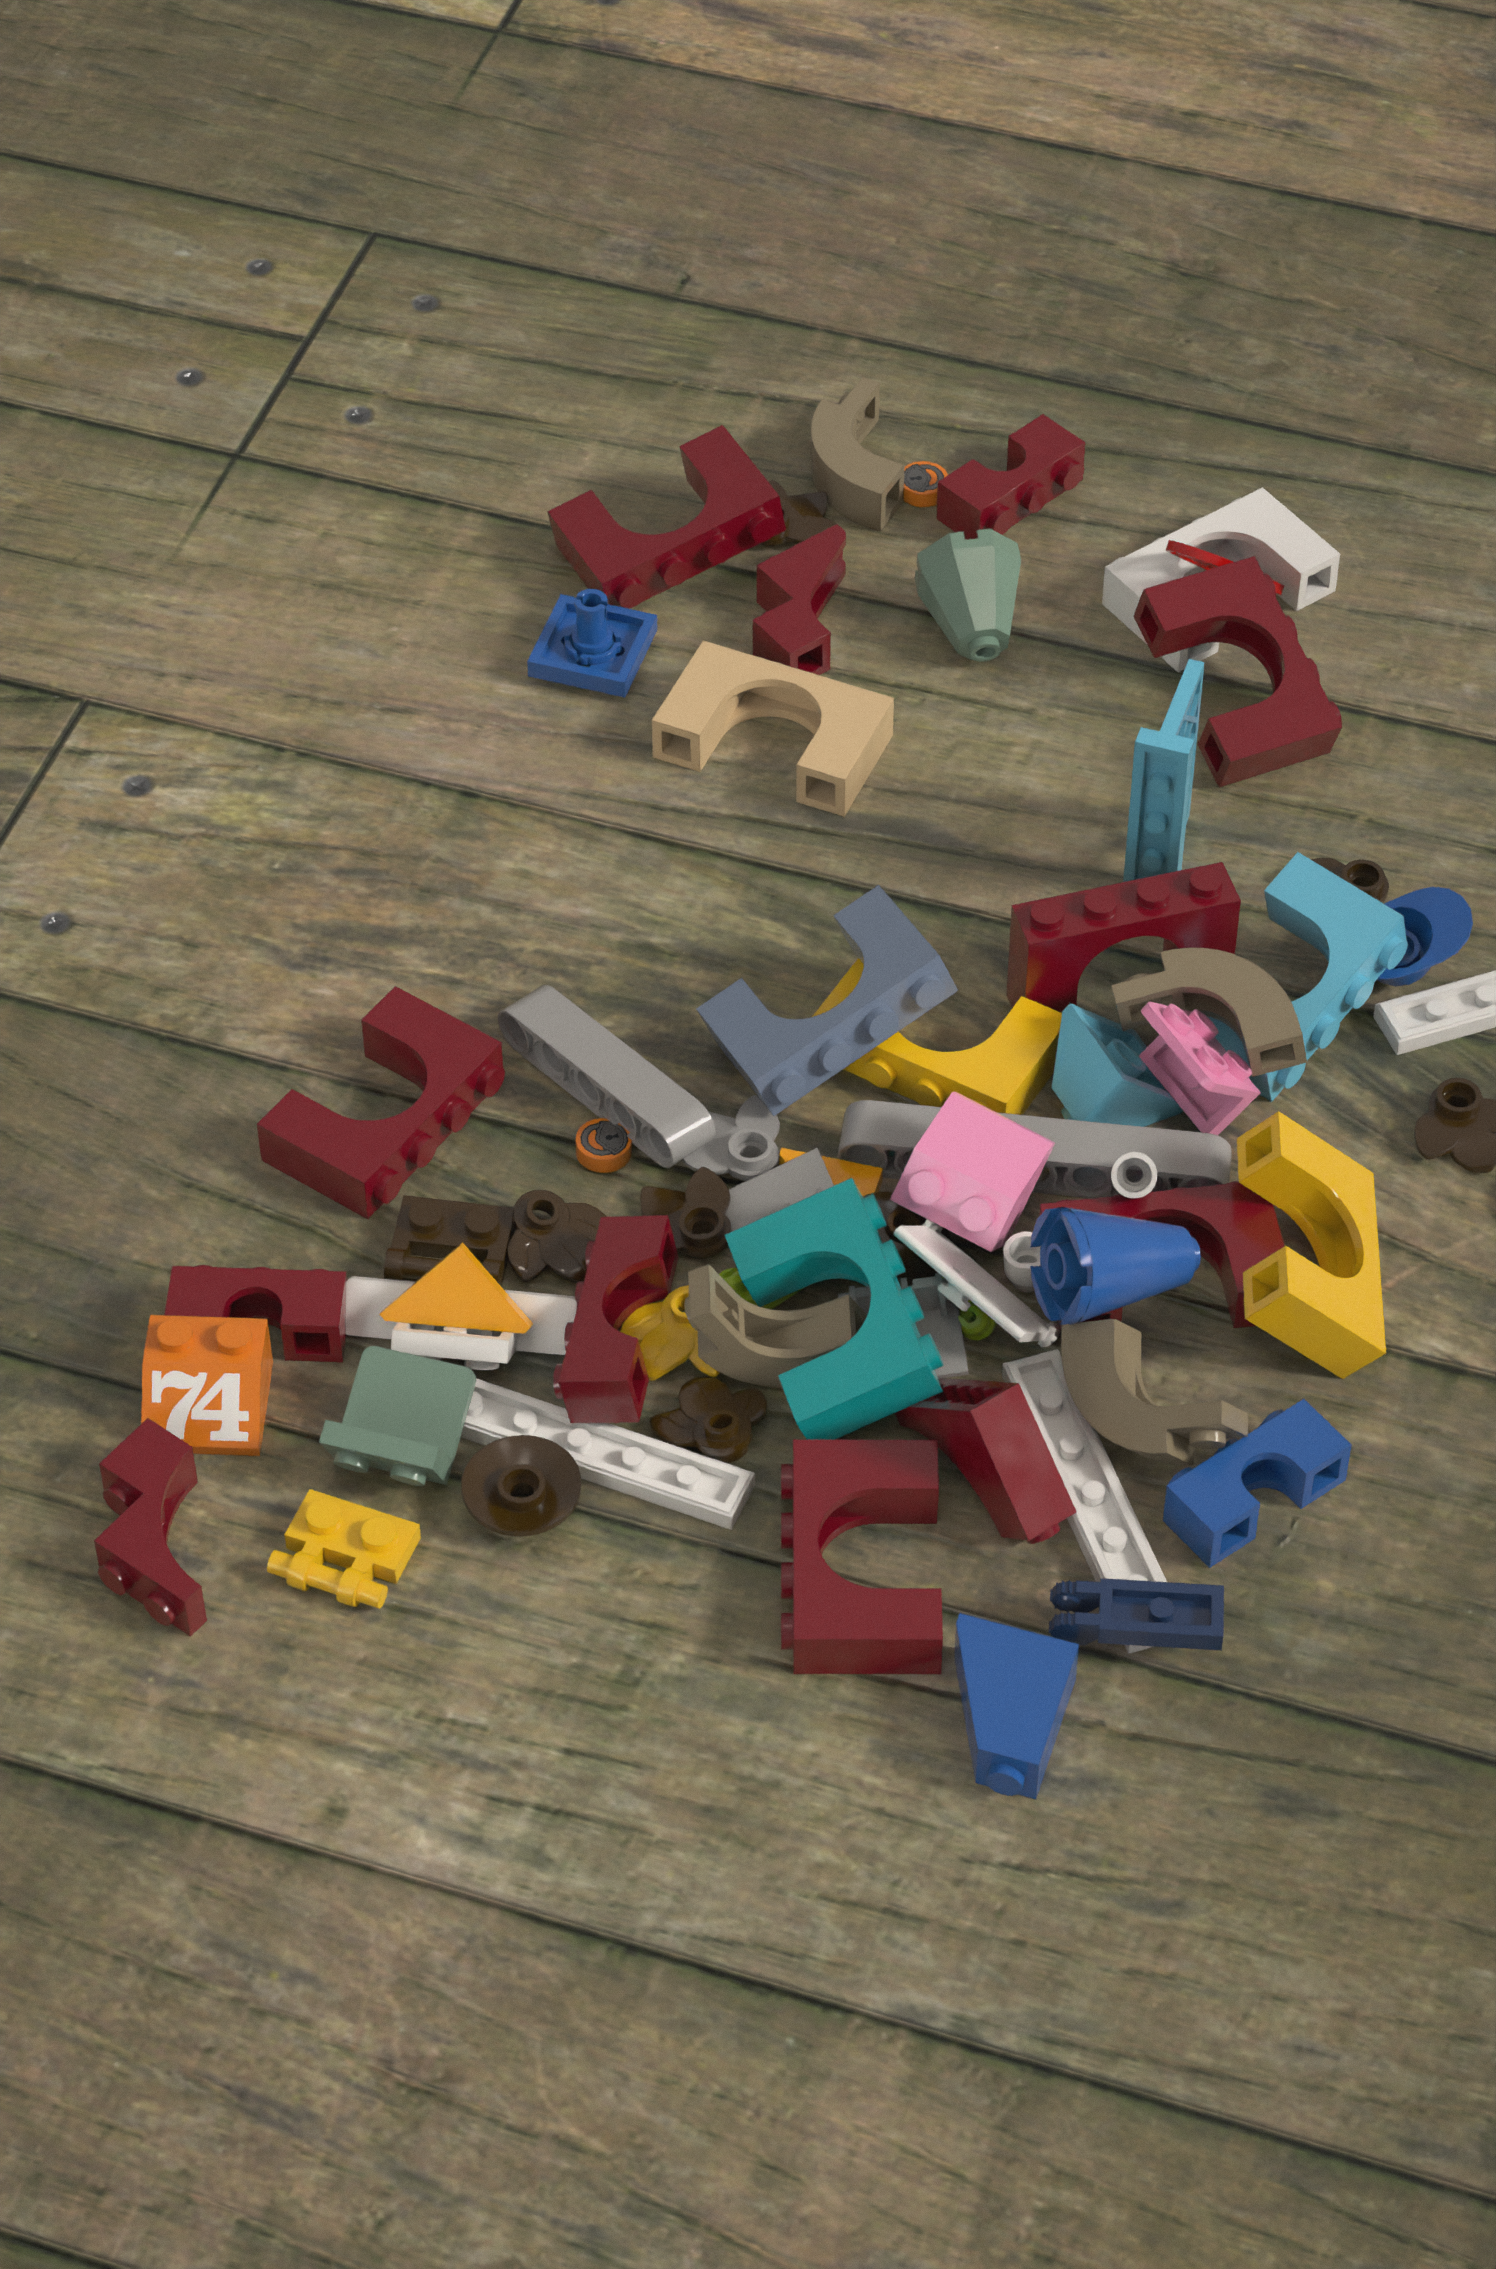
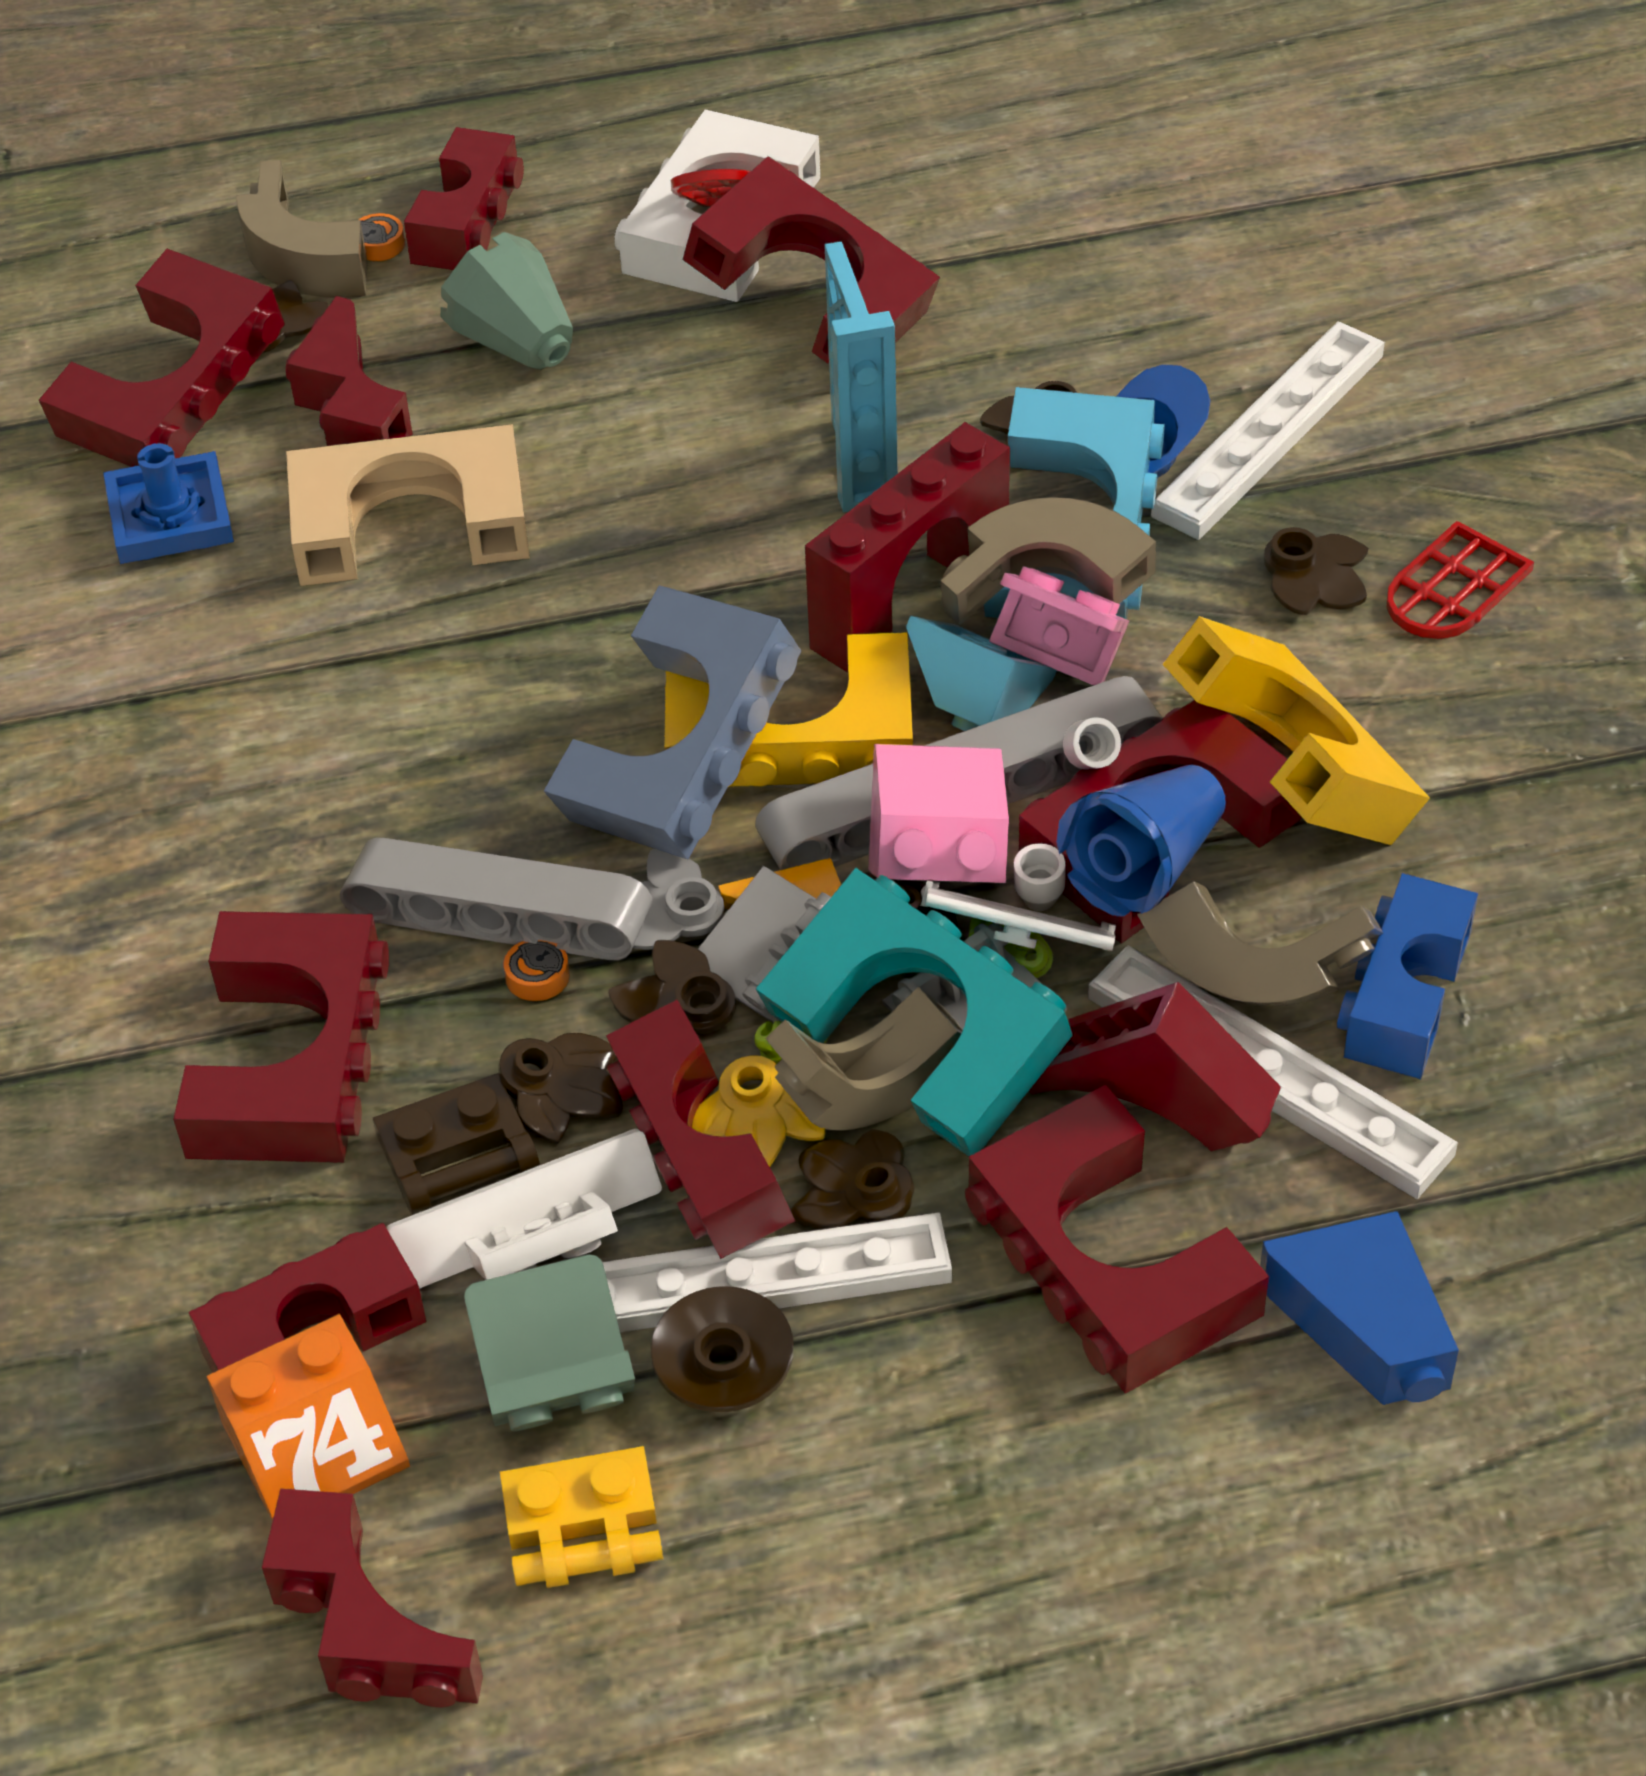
camera: 30 degrees left, 0 degrees up
(458, 1295) = (519, 1187): light orange tile -> none
(1139, 1613) = (1421, 1151): dark blue hinge -> none

